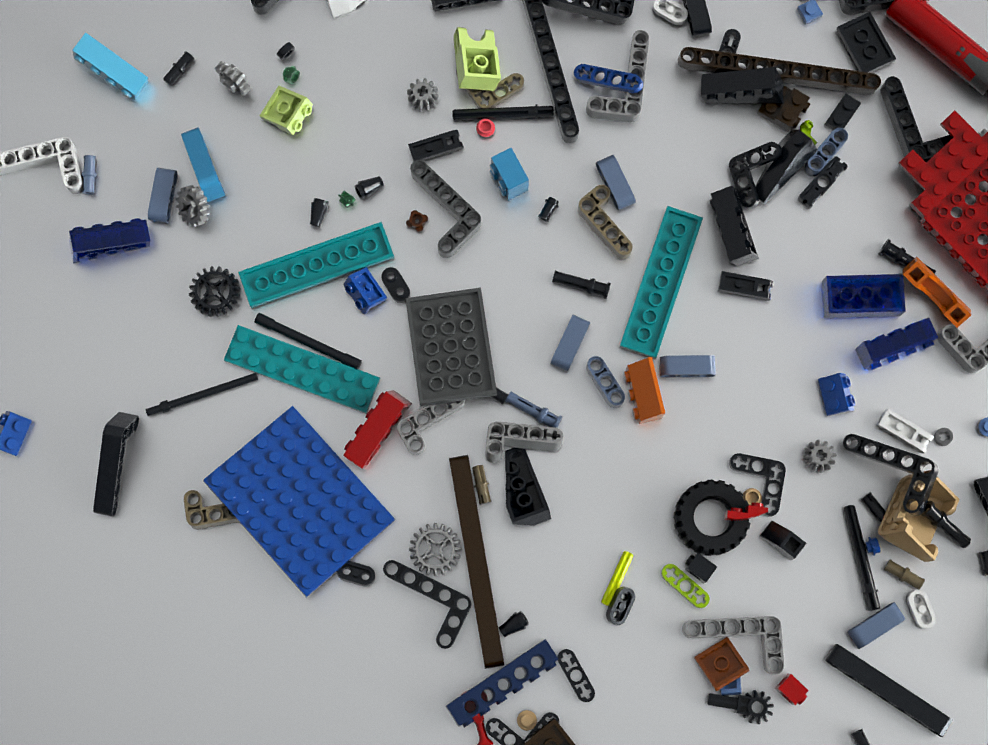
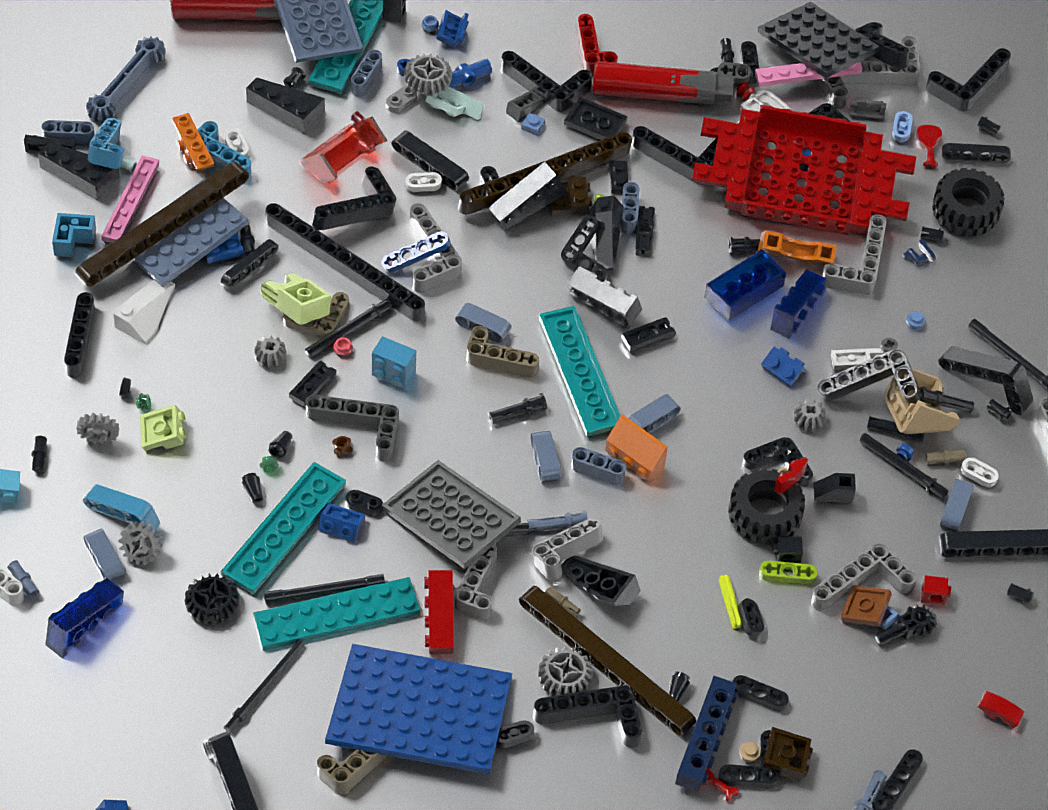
camera: 40 degrees left, 25 degrees down
(548, 209) = (445, 373): black pin -> none

